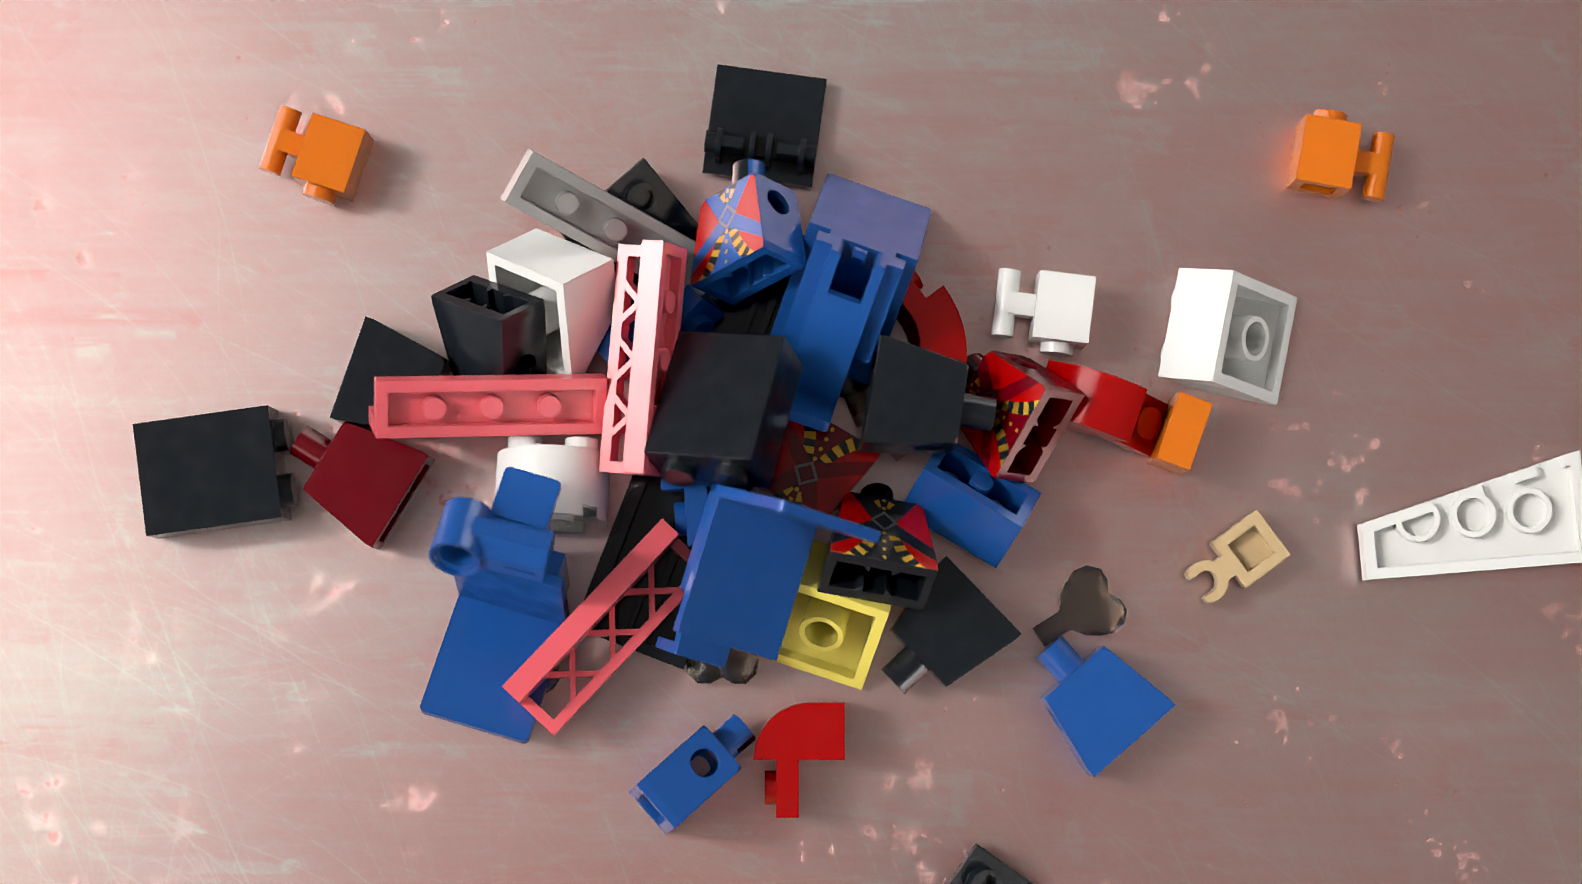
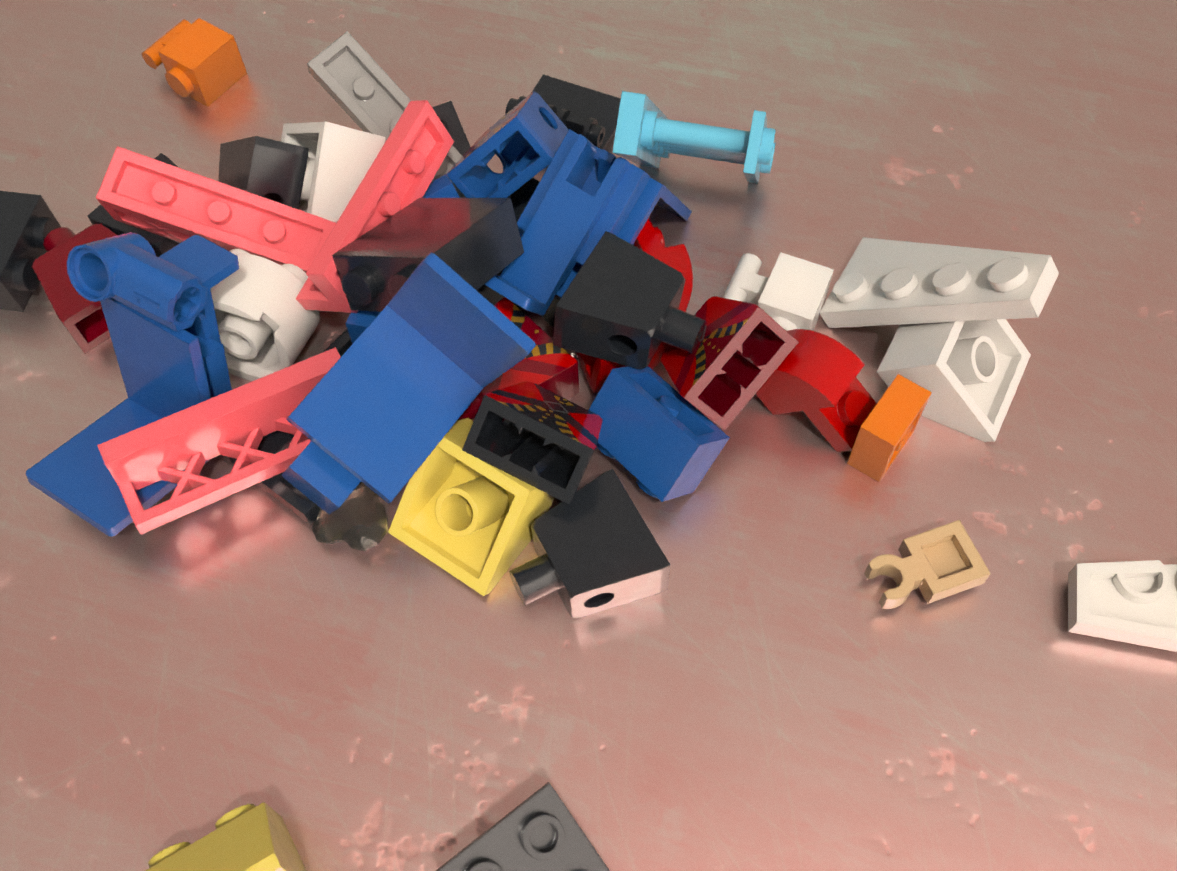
camera: 20 degrees right, 25 degrees down
(675, 790) = (260, 614): blue torso -> none
(798, 734) = (385, 614): red brick -> none
(886, 201) = (647, 135): none -> medium azure fence
(1084, 608) = (747, 576): clear smoke rock -> none
(1098, 703) = (740, 673): blue torso -> none
(1183, 279) = (936, 284): none -> white wing
(1328, 157) = (1082, 241): orange brick -> none

